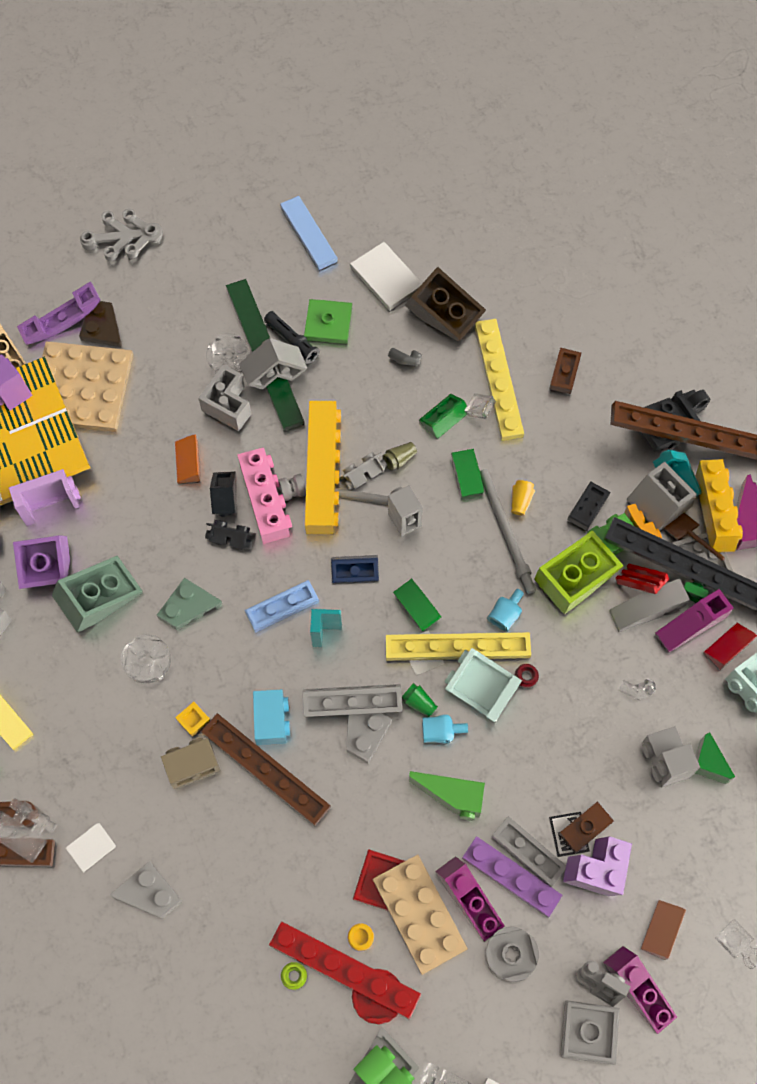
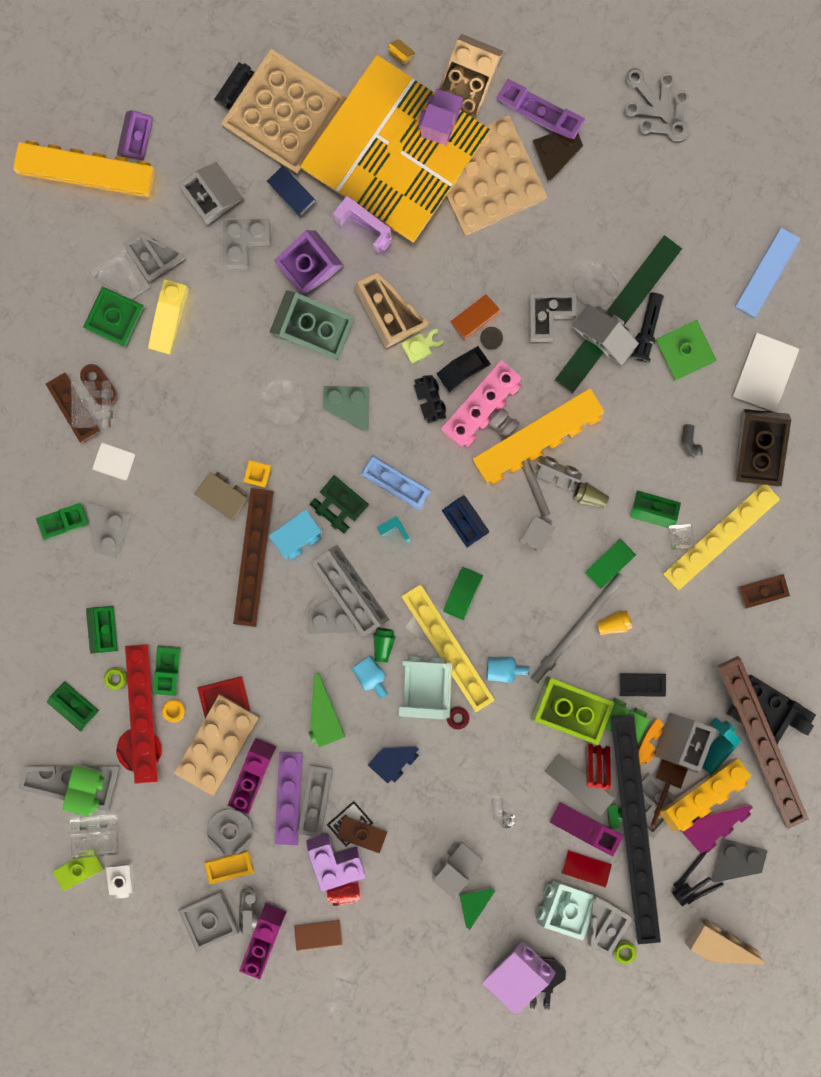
camera: 60 degrees right, 20 degrees up
(110, 933) = (61, 521): none -> green slope
(131, 521) = (388, 311): none -> tan wedge
(181, 518) = (419, 348): none -> yellowish green plate
(214, 458) = (491, 338): none -> clear smoke tile
(238, 960) = (101, 629): none -> green slope
(265, 657) = (343, 498): none -> dark green plate
(293, 1039) = (72, 706): none -> green slope
(318, 919) = (166, 670): none -> green slope
(532, 758) = (391, 760): none -> dark blue slope
(546, 978) = (229, 867): none -> yellow tile
(637, 877) = (344, 894): none -> clear red brick

